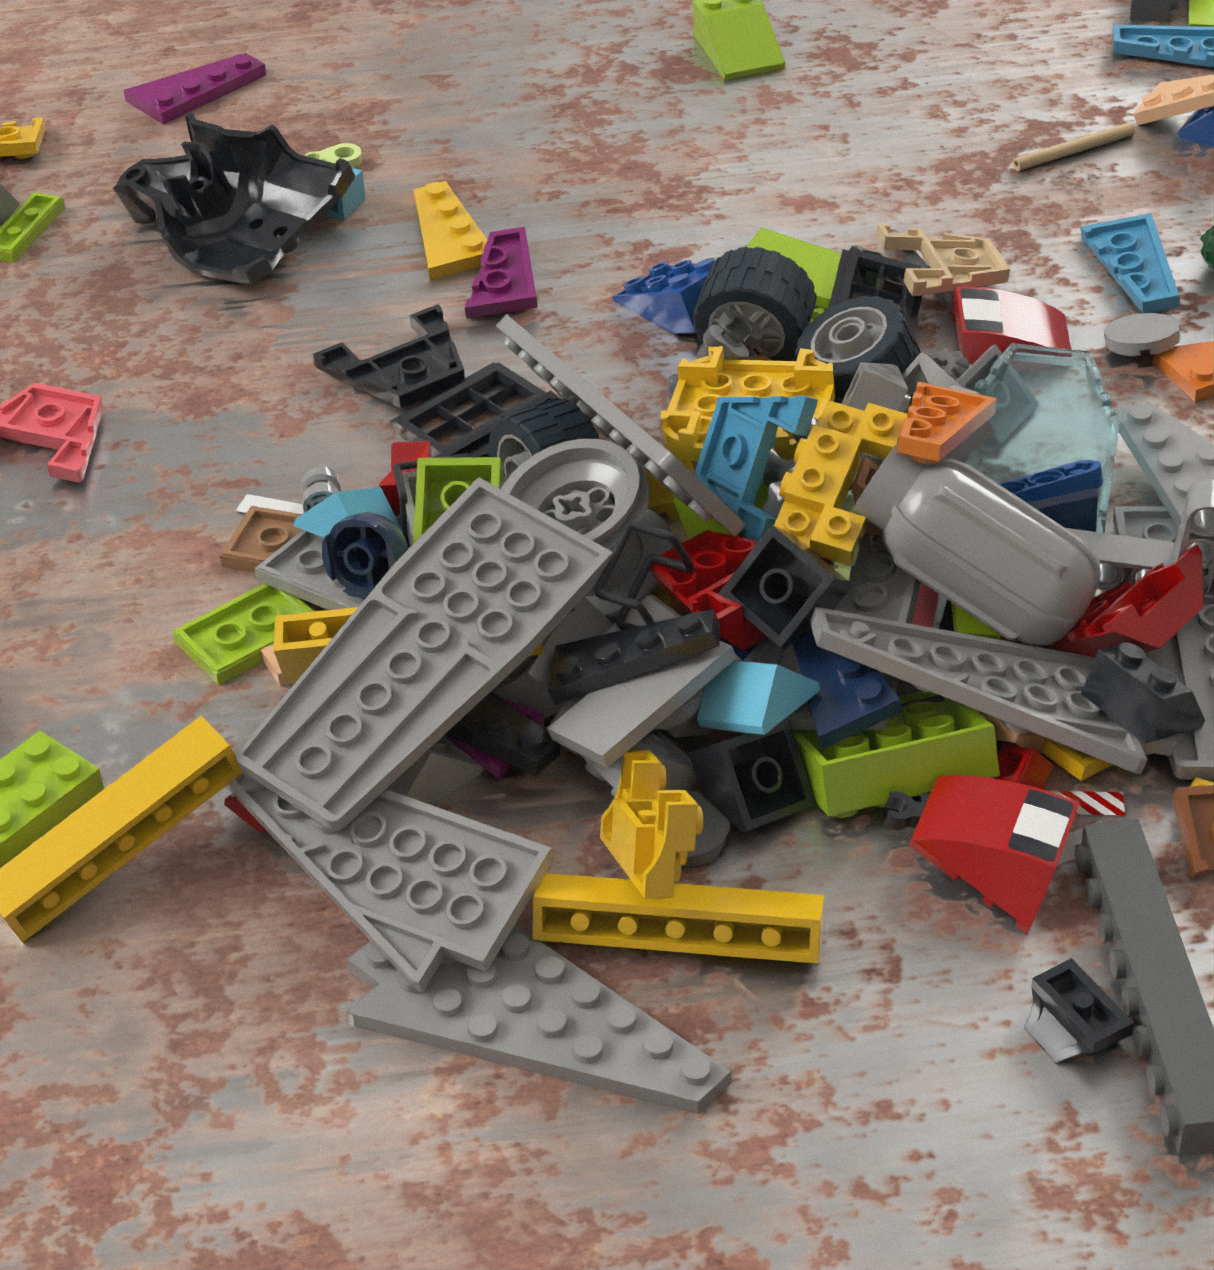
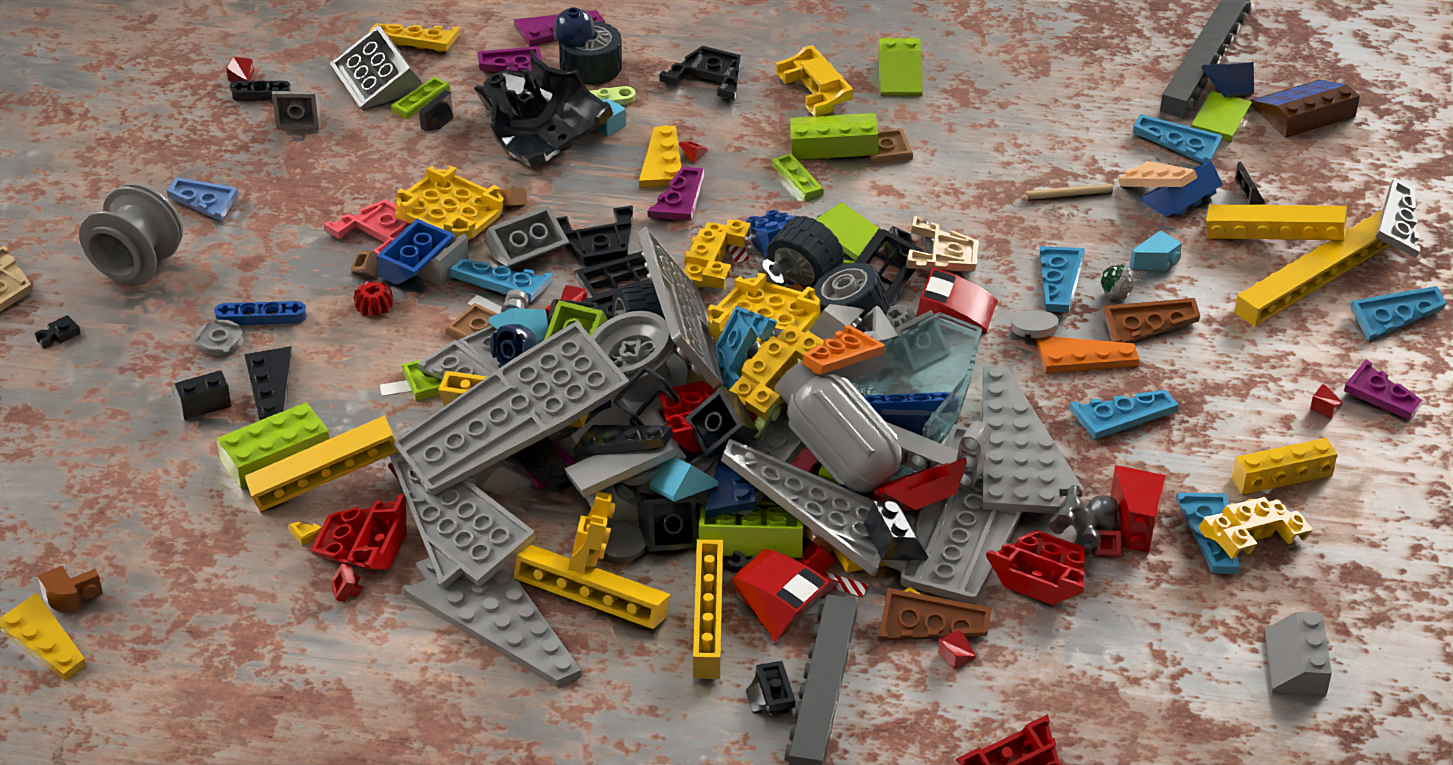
camera: 15 degrees right, 0 degrees up
(44, 487) = (365, 264): none -> medium nougat slope
(61, 240) = (437, 112): none -> black slope
(79, 538) = (373, 298): none -> red gear
(116, 449) = (411, 251): none -> blue slope
(122, 958) = (304, 532): none -> yellow tile
(145, 368) = (450, 203): none -> yellow plate
(149, 142) = (507, 59): none -> magenta wing
(173, 454) = (439, 267): none -> light grey slope
(173, 672) = (395, 387): none -> white sticker
(232, 938) = (365, 536): none -> red wedge
(235, 335) = (514, 196): none -> medium nougat slope
(236, 70) = (573, 27): none -> dark blue cylinder
(236, 1030) = (345, 583): none -> red tile
(260, 596) = (454, 358): none -> light grey wing
(267, 95) = (598, 58): none -> black wheel
(274, 458) = (500, 278): none -> dark azure wing
(292, 387) = (525, 237): none -> light grey slope
(456, 89) = (708, 64): none -> black wing
(488, 210) = (693, 150): none -> red slope
(589, 342) = (708, 250): none -> yellow bracket
(626, 331) = (738, 253): none -> sticker
(629, 70) = (819, 77): none -> yellow bracket
(667, 212) = (797, 177): none -> lime tile
(694, 144) = (834, 136): none -> lime slope
(774, 143) = (892, 147): none -> medium nougat tile
(901, 906) = (708, 609): none -> yellow brick

